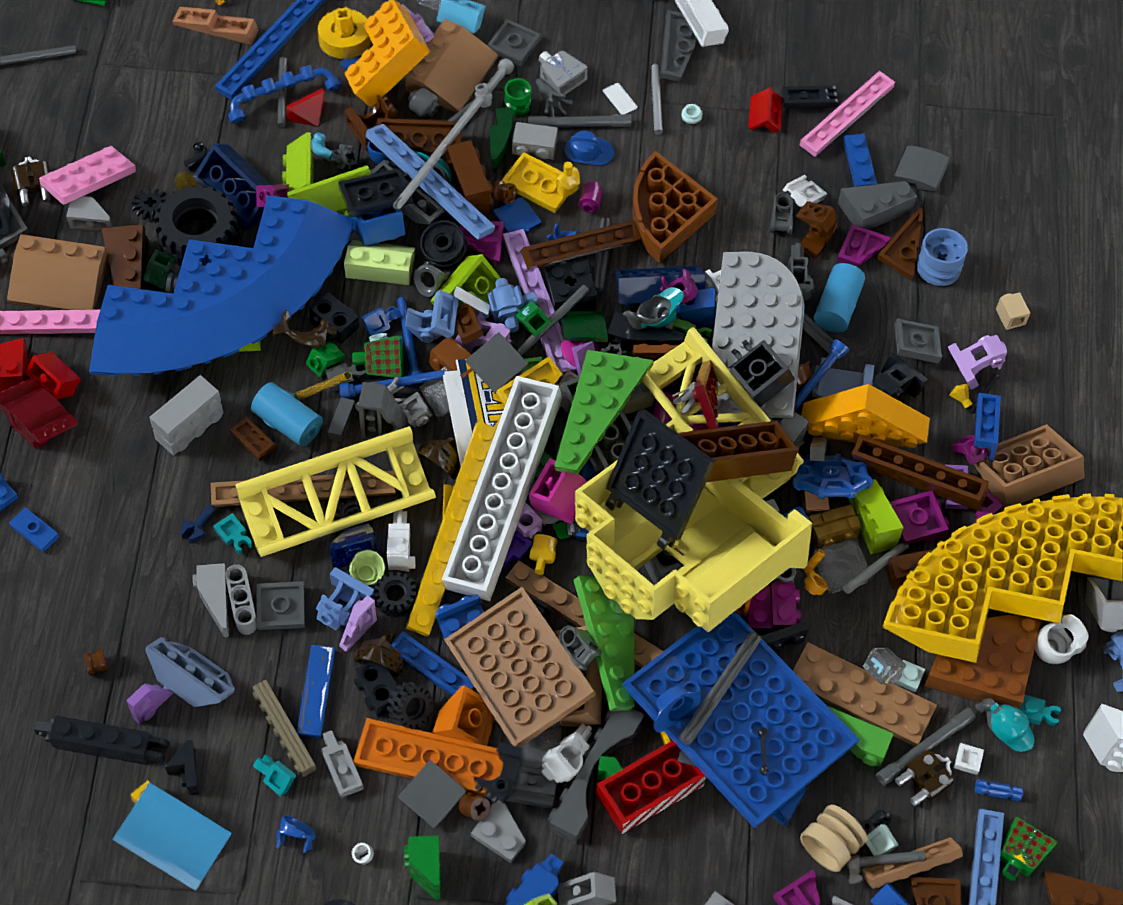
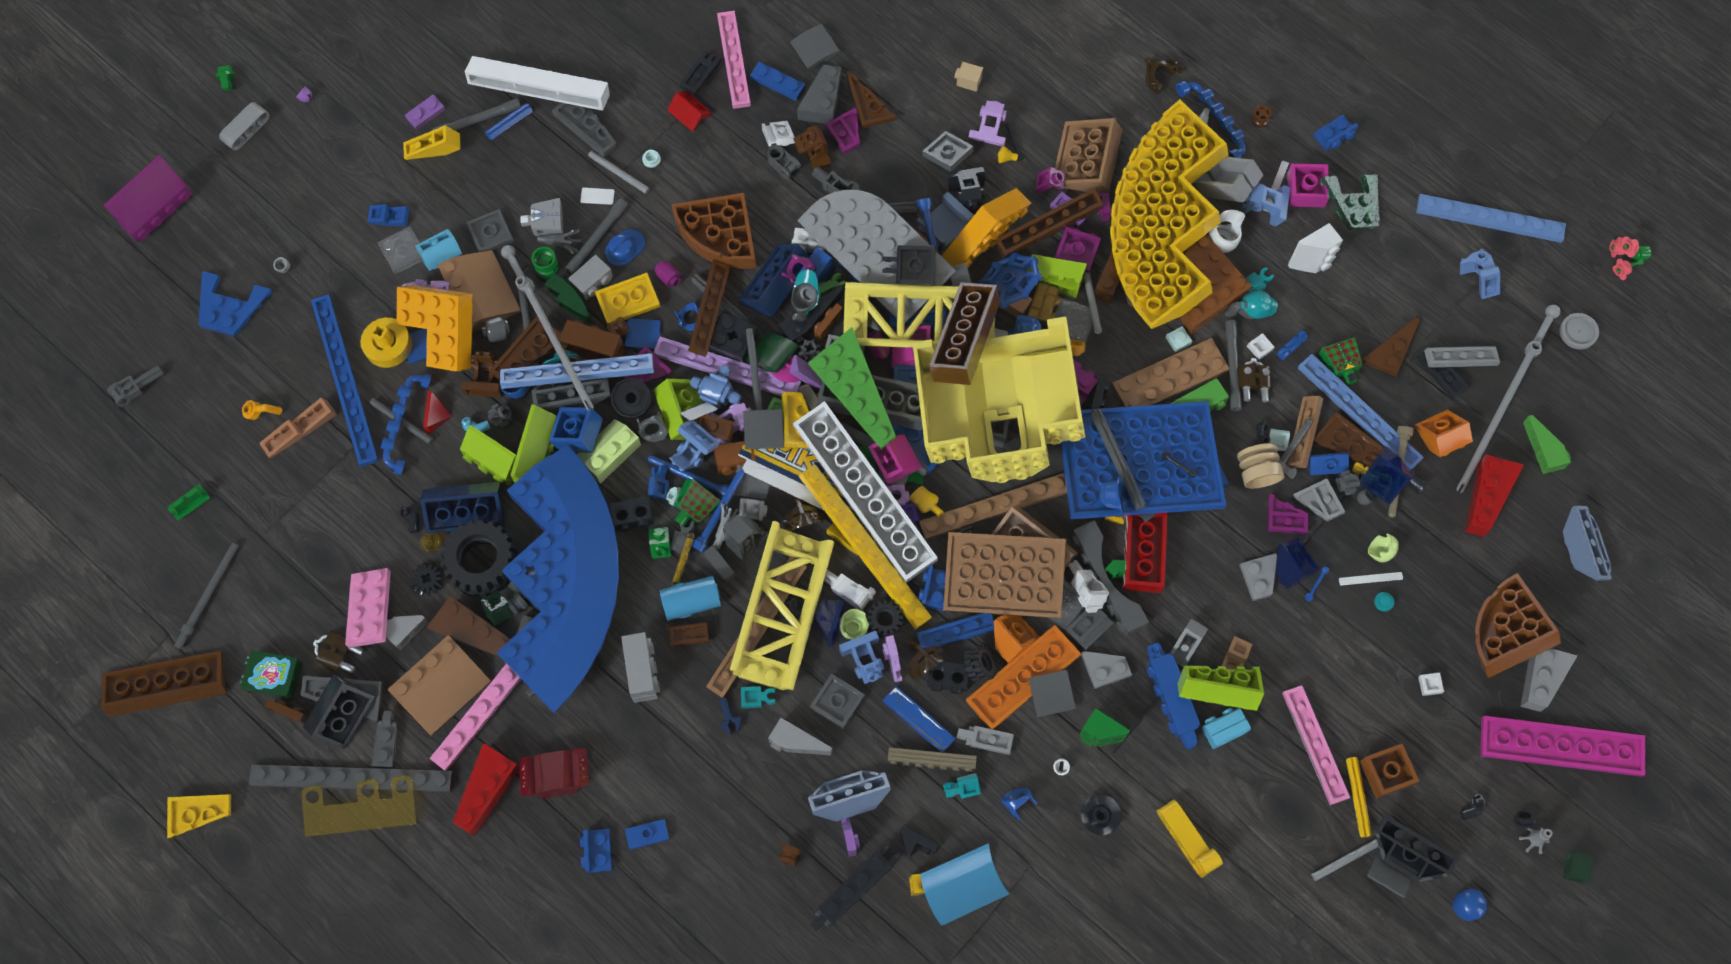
camera: 50 degrees left, 10 degrees up
(53, 375) = (529, 741): red brick -> none
(245, 608) = (821, 731): light grey beam -> none
(273, 190) = (498, 490): magenta bracket -> none
(311, 339) = (645, 538): dark brown animal -> none
(373, 192) = (558, 415): black plate -> none
(470, 801) = (1079, 672): reddish brown wheel -> none
(512, 760) = (1081, 636): black tile -> none
(533, 318) = (745, 381): green brick -> none
(568, 180) = (649, 279): yellow piece -> none
(579, 646) = (1029, 525): dark grey piece -> none
(614, 634) = (1031, 503): bright green wing -> none
(659, 476) = (961, 385): black plate -> none
(688, 394) = (894, 318): light grey piece -> none
(706, 393) = (907, 310): dark red wing -> none
(818, 449) = (982, 272): dark grey piece -> none
(839, 298) = (878, 173): dark azure piece -> none
(884, 666) = (1166, 348): clear brick -> none
(942, 256) = (898, 87): medium blue wheel -> none
(987, 423) = (1044, 155): blue panel -> none

